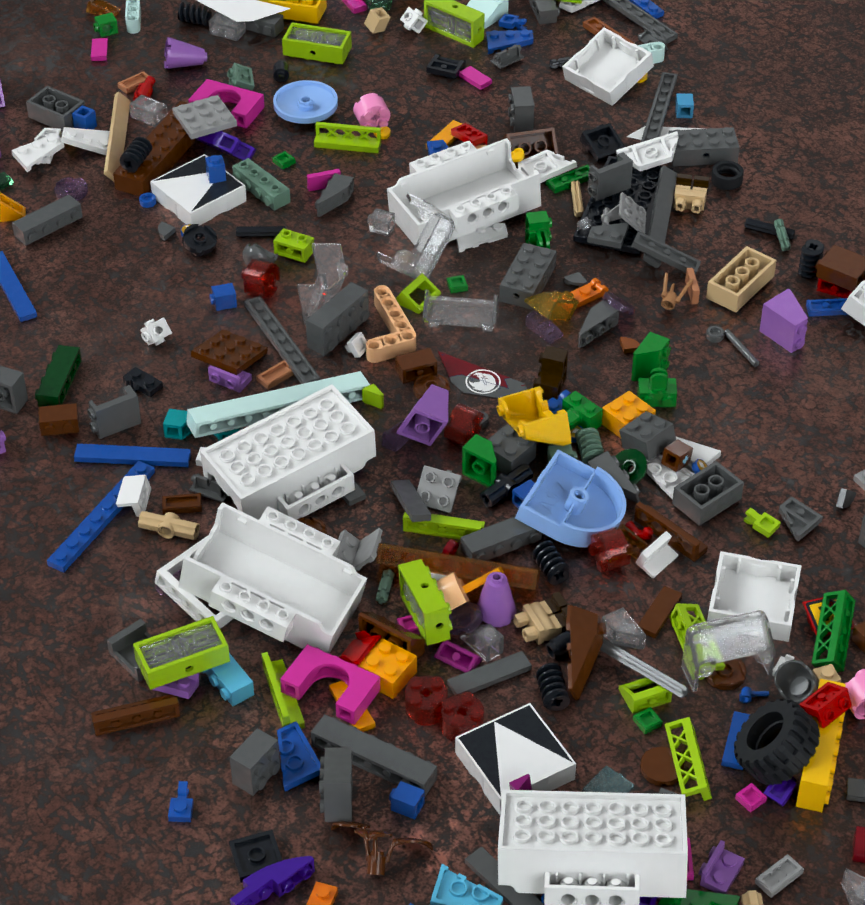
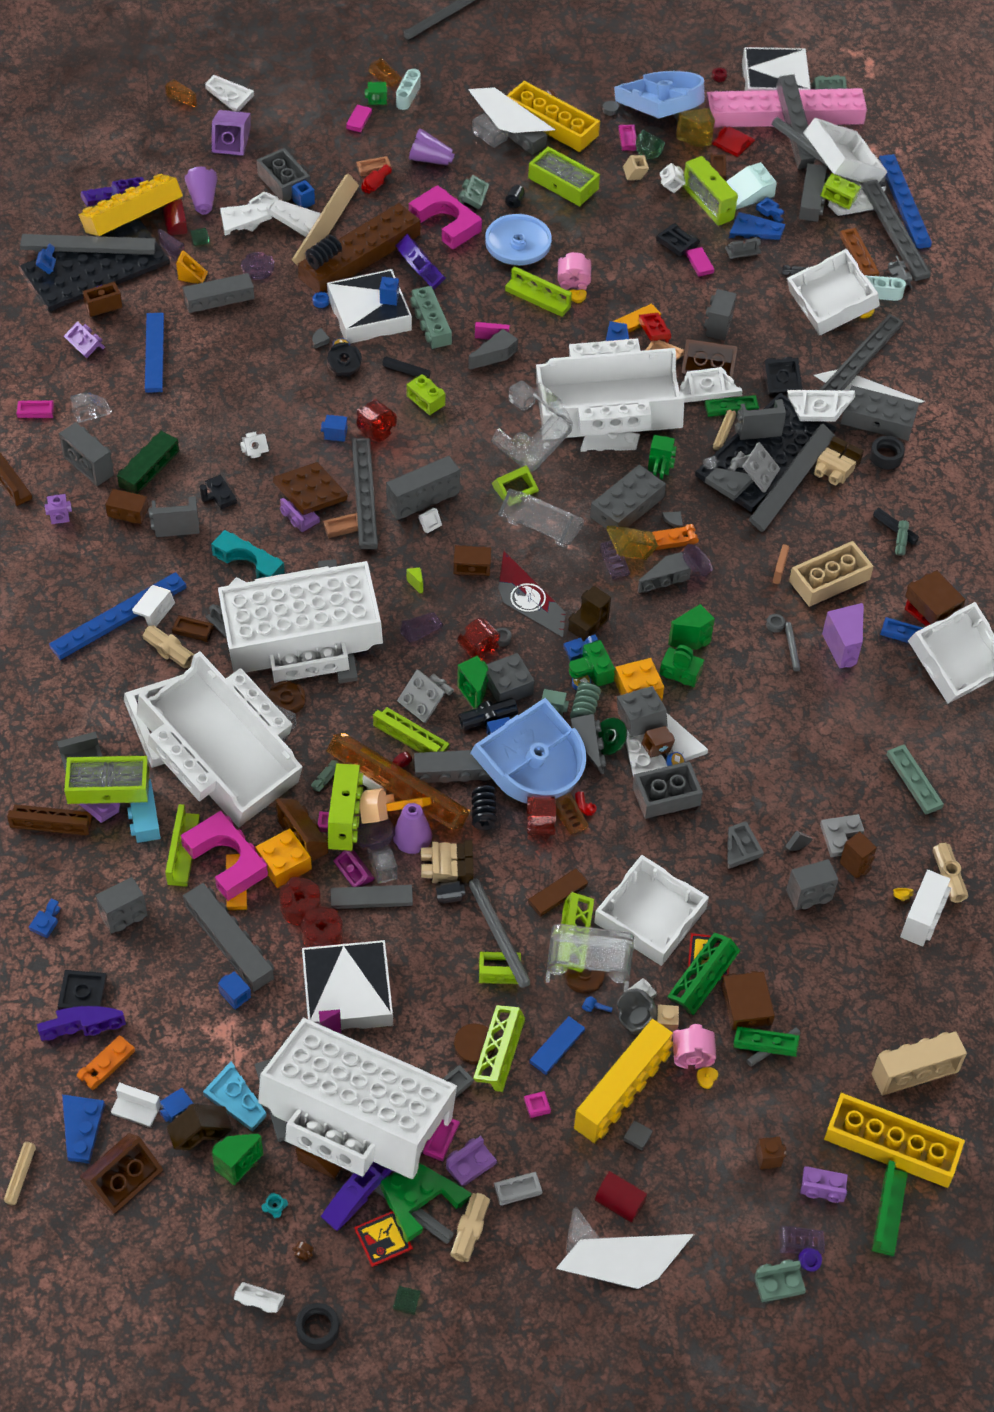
camera: 20 degrees right, 10 degrees up
(132, 454) = (173, 563): blue tile -> none
(148, 110) = (367, 202): clear brick -> none
(191, 14) = (465, 106): black piece -> none
(204, 117) = (409, 229): light grey plate -> none
(253, 408) = (301, 557): light aqua brick -> none
(259, 253) = (388, 395): dark grey piece -> none
(283, 160) = (468, 296): green tile -> none
(297, 756) = (164, 912): blue wing -> none
(330, 277) = (424, 442): clear windscreen -> none
(336, 784) = (175, 954): dark grey brick -> none
(358, 551) = (314, 731): light grey bracket -> none
(359, 647) = (265, 831): red piece -> none
(376, 859) = (178, 1034): reddish brown plant -> none
(402, 336) = (473, 530): light nougat beam -> none
(410, 500) = (390, 699): dark grey tile -> none
(424, 381) = (476, 588): reddish brown tile -> none
(427, 416) = (448, 618): medium lavender slope -> none
(457, 284) = (559, 485): green tile -> none
(517, 155) = (688, 364): yellow piece -> none
(533, 419) = (542, 656): yellow windscreen -> none
(552, 687) = (417, 930): black piece -> none
(586, 641) = (466, 897): reddish brown wedge -> none
(609, 781) = (417, 1045): clear light blue piece -> none
(623, 630) = (511, 897): clear slope -> none
(628, 344) = (684, 605): dark orange tile -> none
(647, 720) = (487, 994): green tile -> none
(657, 556) = (586, 836): white panel -> none
(665, 253) = (772, 521): dark grey plate -> none
(670, 298) = (749, 571): medium nougat plant -> none
(680, 539) = (613, 815): reddish brown fence -> none
(684, 105) = (888, 360): dark azure brick -> none
(762, 523) = (704, 839): lime plate -> none
(776, 741) = (577, 1064): black tyre -> none
(781, 792) = (566, 1107): dark purple bracket -> none
(810, 254) = (911, 570): black piece -> none
(827, 703) = (640, 1046): red bracket -> none

